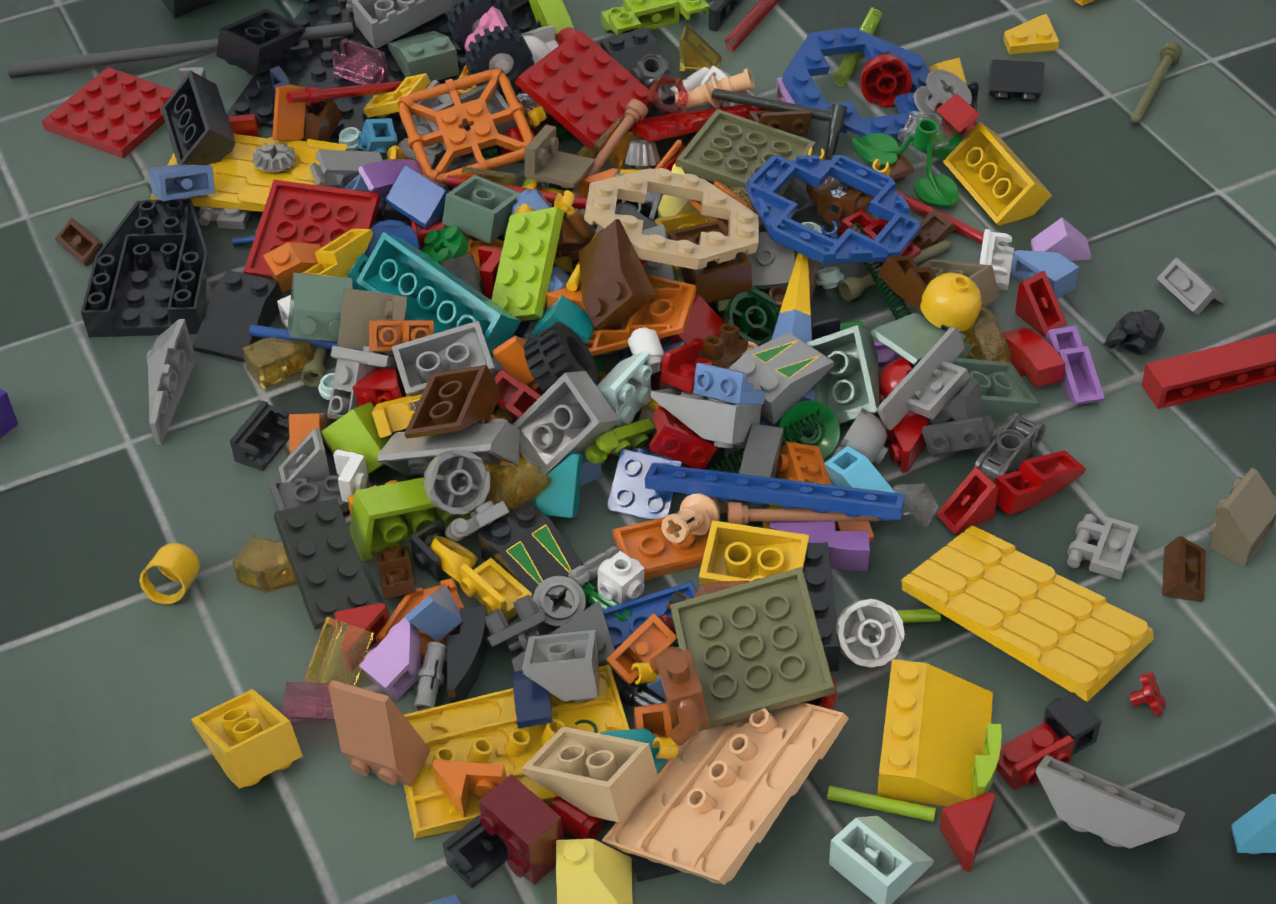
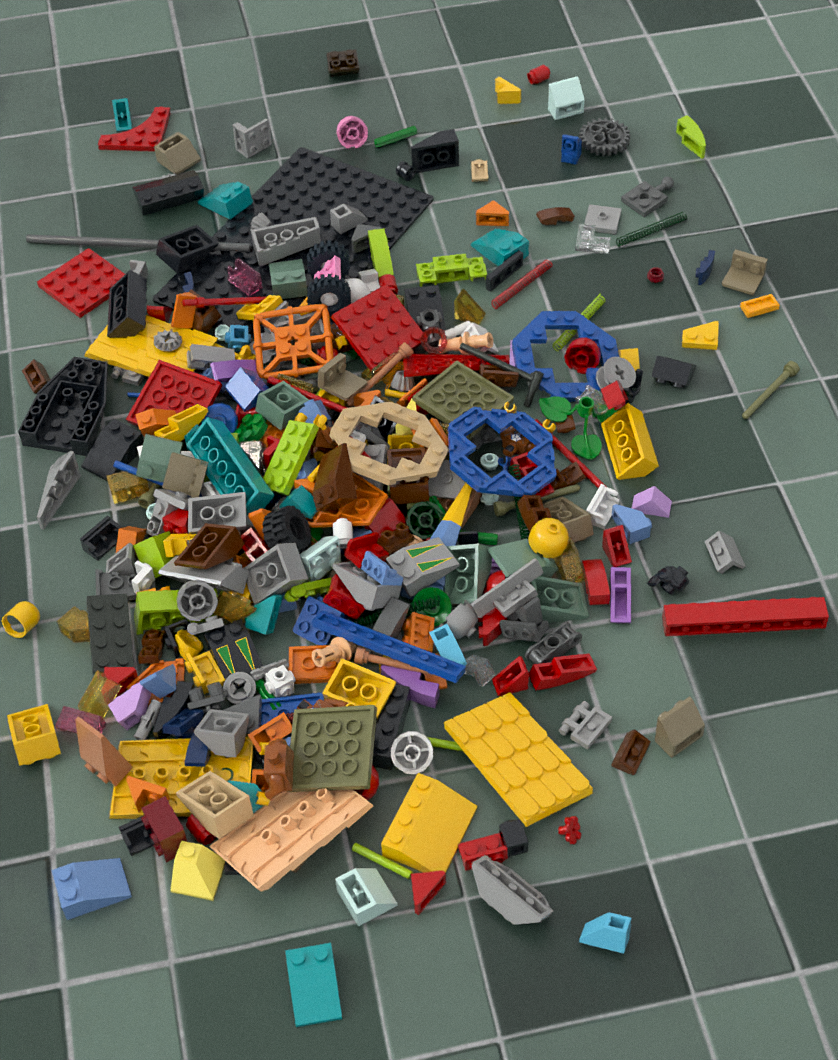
camera: 15 degrees right, 5 degrees up
(181, 181) = (103, 349): medium blue slope -> none
(393, 332) = (197, 488): orange slope -> none
(493, 668) = (183, 723): none -> dark blue slope
(985, 765) = (447, 855): lime slope -> none

